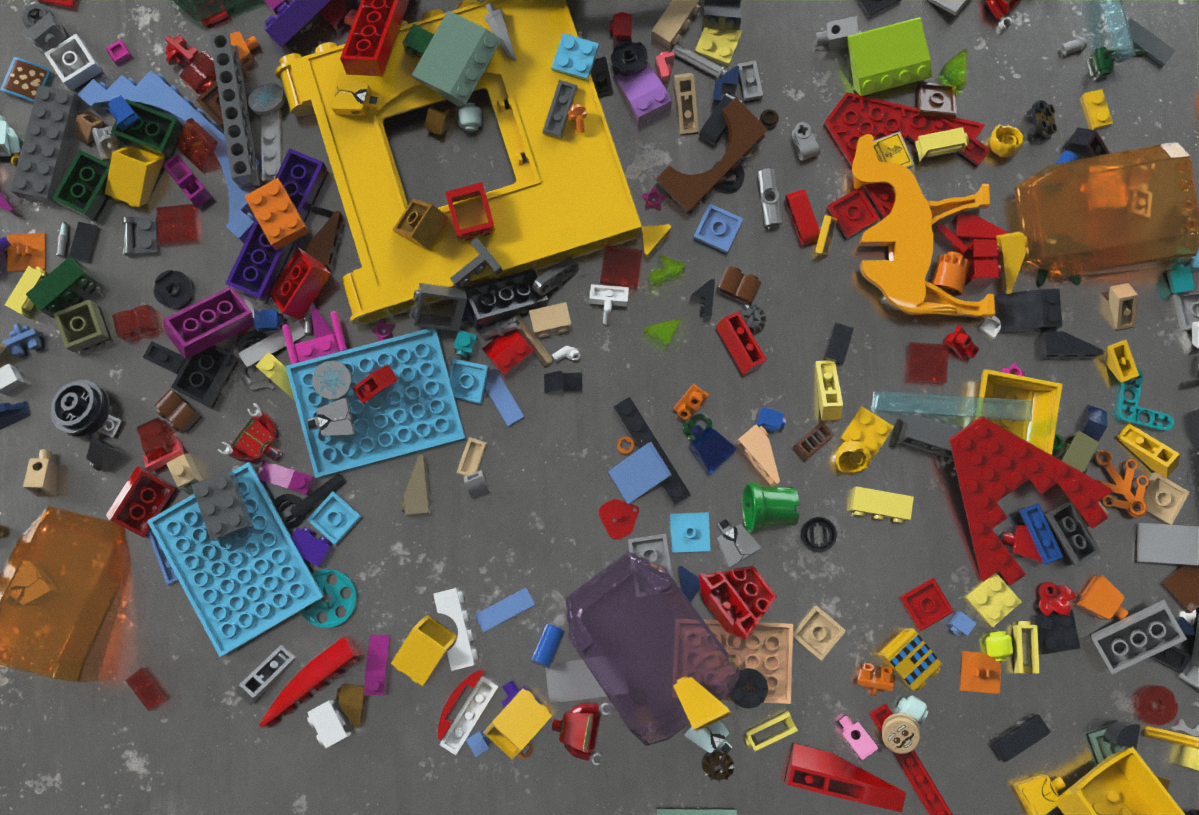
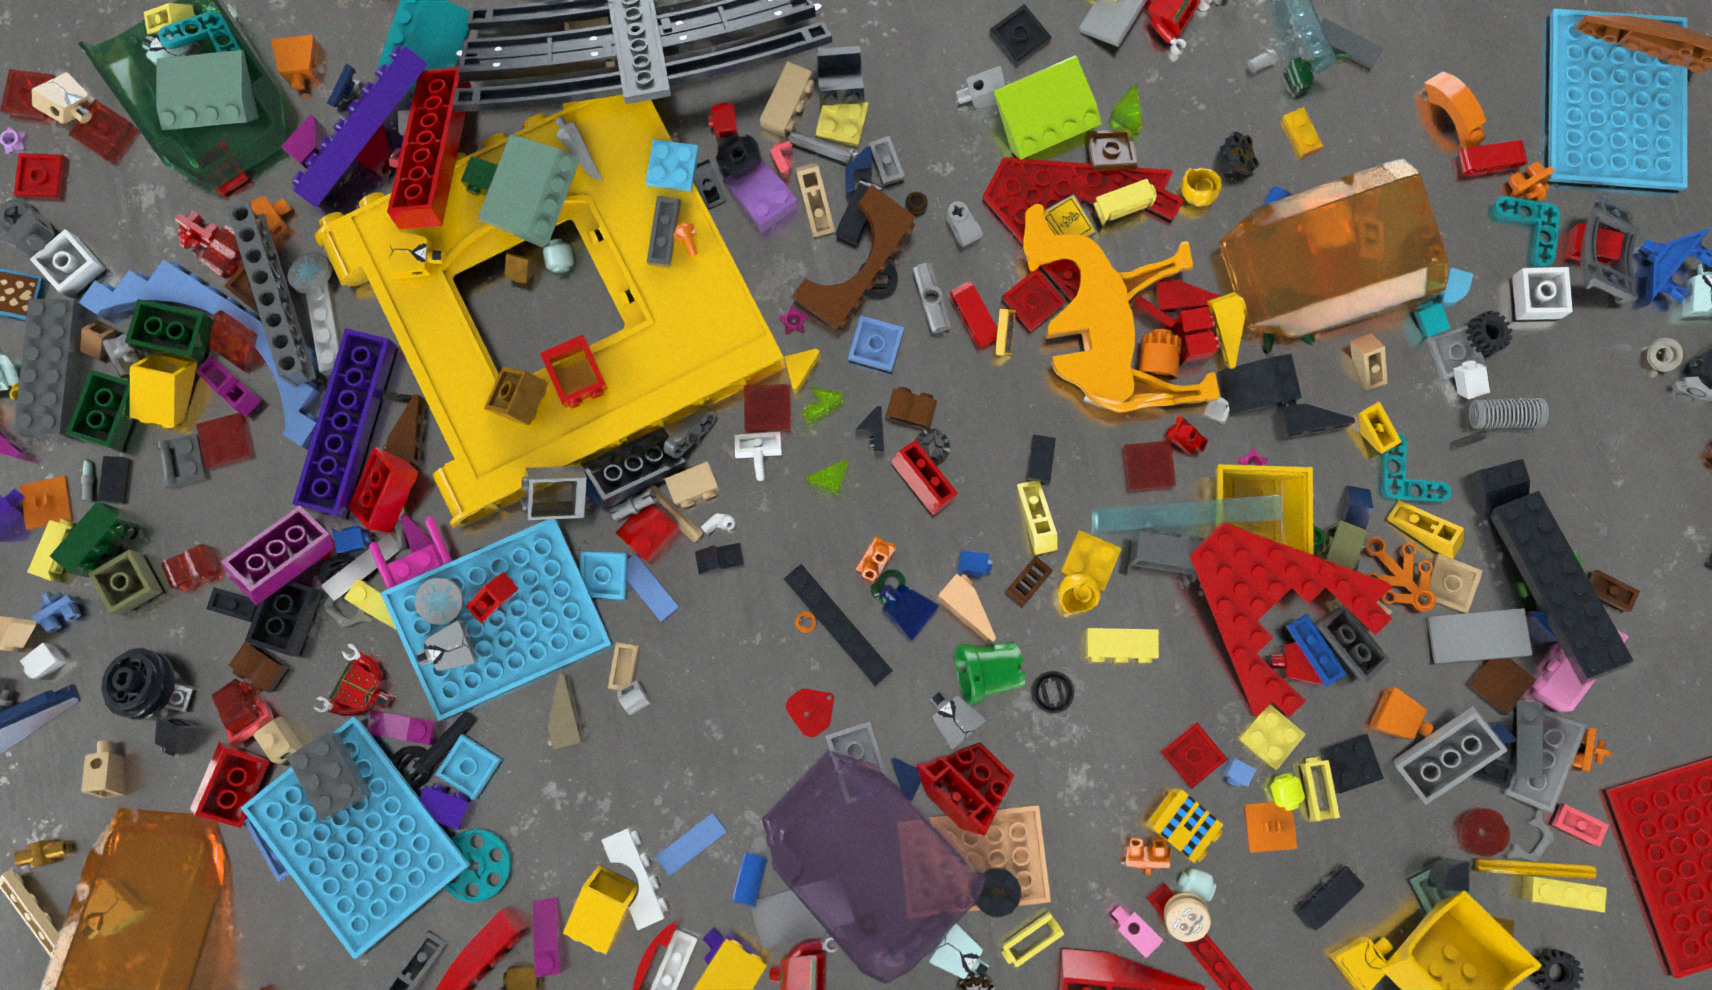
camera: 10 degrees left, 0 degrees up
(118, 52) = (122, 242): dark pink tile -> none
(122, 112) = (135, 316): blue window -> none
(162, 288) = (244, 520): black plate -> none
(276, 214) = (341, 411): orange brick -> none
(383, 326) = (490, 525): dark pink plate -> none
(465, 344) = (595, 530): teal brick -> none
(476, 266) = (591, 436): dark grey bracket -> none
(639, 473) = (827, 653): medium blue tile -> none
(690, 532) = (899, 714): medium azure plate -> none
(699, 704) = (941, 922): yellow slope -> none
(818, 632) = (1070, 810): tan tile -> none
(1057, 601) = (1348, 726): red plate -> none
(1087, 143) = (1297, 175): black slope -> none

